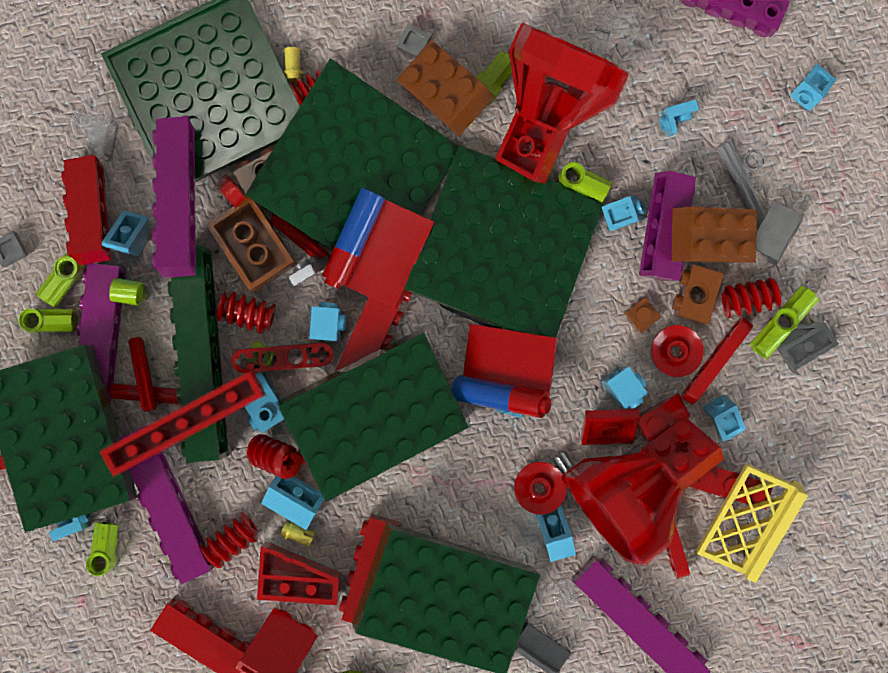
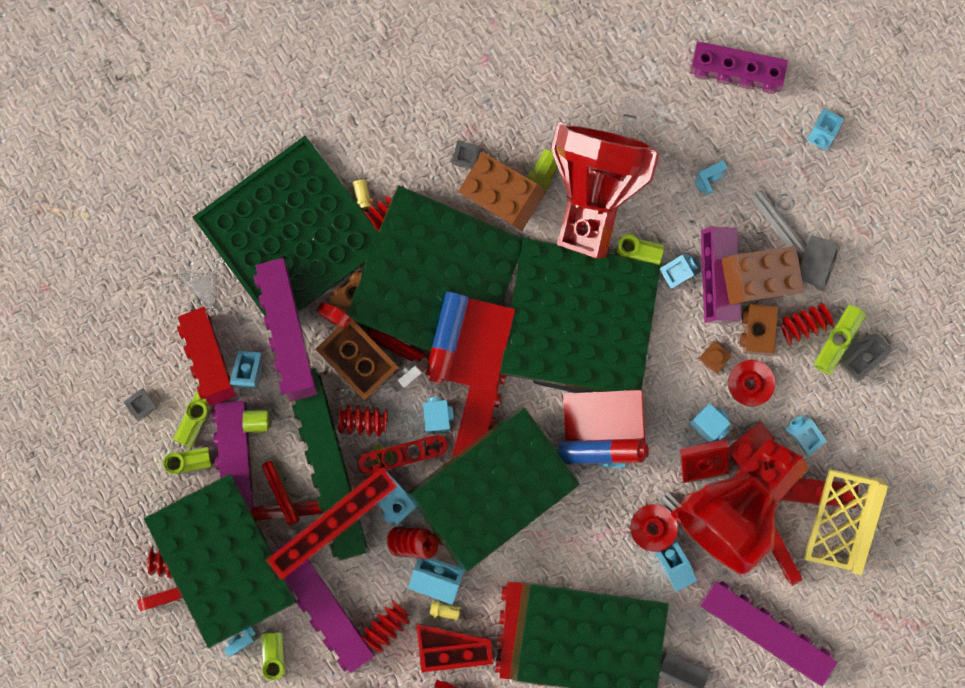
camera: 10 degrees left, 5 degrees down
(717, 360) = (788, 385): red beam -> none

